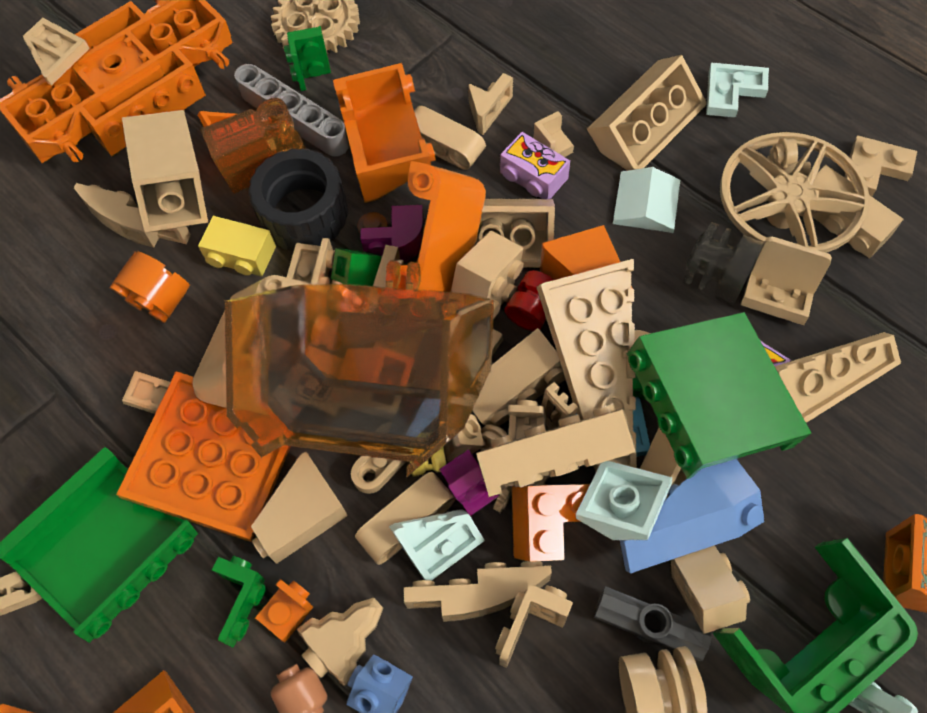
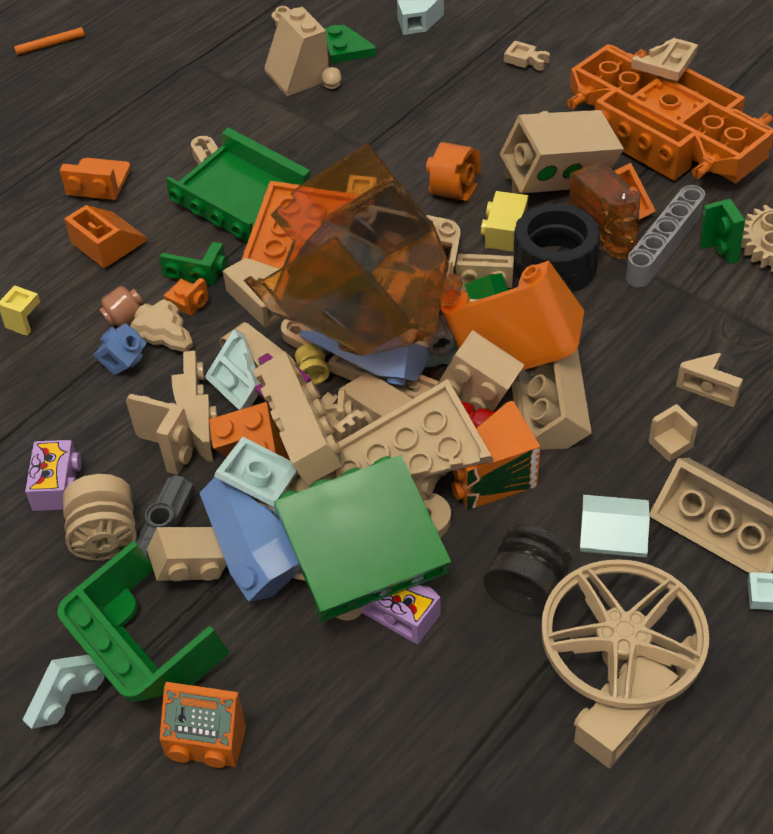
camera: 85 degrees right, 15 degrees down
(381, 128) = (666, 286): orange windscreen -> none
(449, 139) = (656, 348): tan beam -> none
(468, 439) = (328, 376): tan bracket -> none
(534, 166) = (631, 420): lavender brick -> none
(785, 152) = (666, 609): tan plate -> none
(785, 279) = (509, 631): tan bracket -> none
(835, 374) = (407, 674): tan wing -> none
(881, 158) = (718, 750): tan plate -> none

